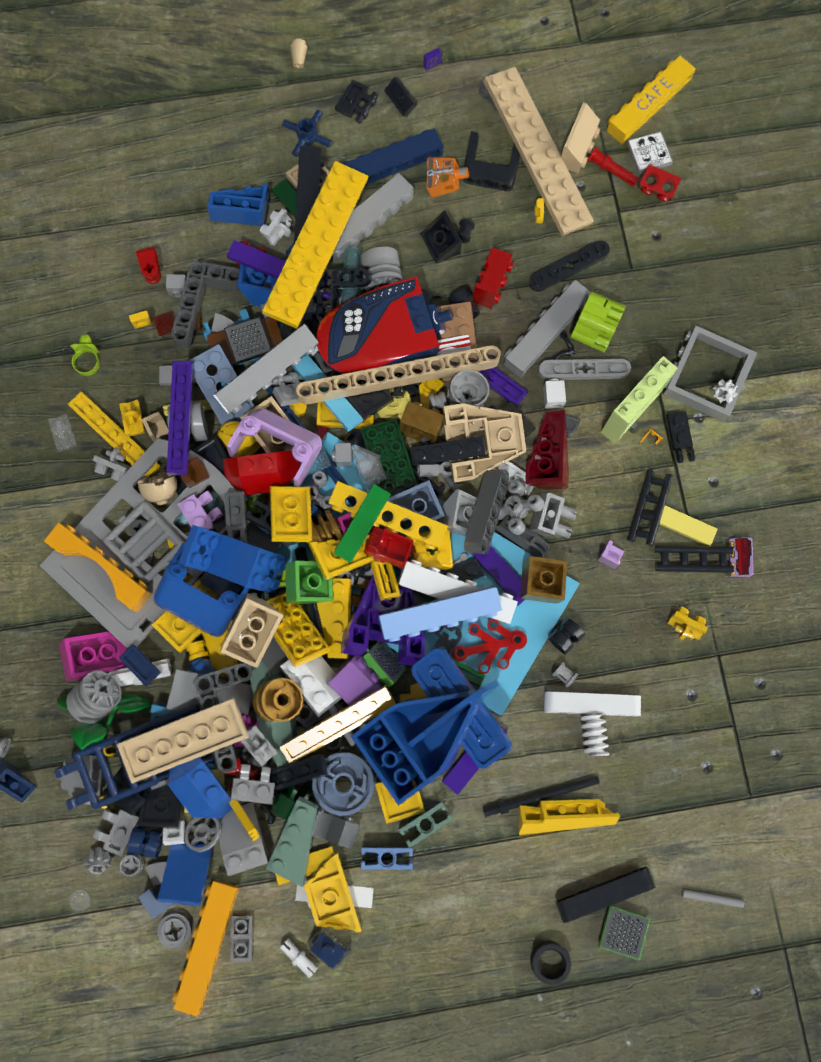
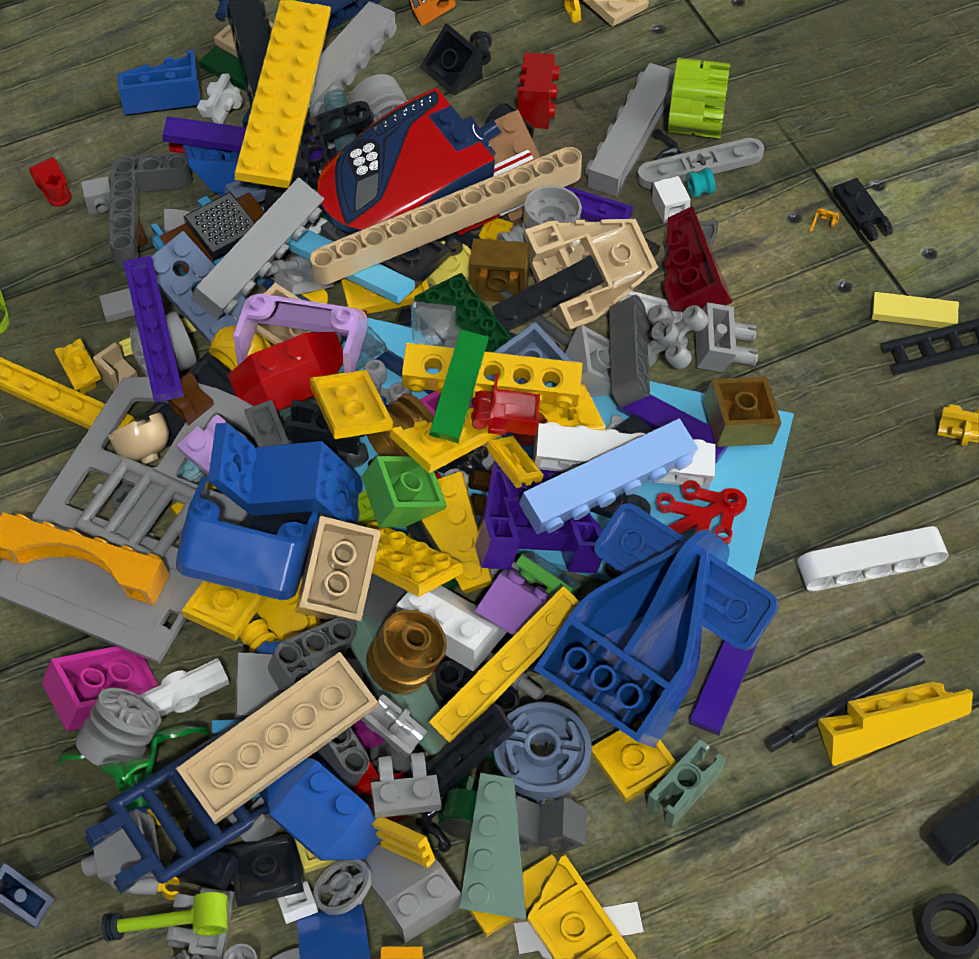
camera: 10 degrees left, 20 degrees down
(104, 462) = (50, 430): light grey hips -> none
(117, 832) = (206, 915): none -> lime piece
(138, 842) = (255, 924): dark blue wheel -> none
(140, 319) = (56, 246): yellow tile -> none
(140, 665) = (177, 671): dark blue tile -> none
(164, 324) = (92, 247): clear red tile -> none
(342, 455) = (398, 333): light grey plate -> none
(391, 866) = (640, 859): medium blue piece -> none
(433, 470) = (544, 321): light grey bar -> none
(527, 540) = (693, 376): dark grey hinge -> none
(554, 273) = (622, 67): black piece -> none
(564, 674) = (817, 531): light grey bush -> none
(566, 636) = (801, 480): black wheel -> none
(578, 386) = (700, 182): none -> teal wheel
(594, 735) = (891, 595): white piece -> none
(610, 555) = (823, 370): lavender panel -> none
(639, 400) = (796, 159): yellowish green window -> none
(656, 517) = (867, 309): black bar -> none
(699, 403) = (869, 163): light grey window -> none
(725, 386) = (893, 132): white gear -> none

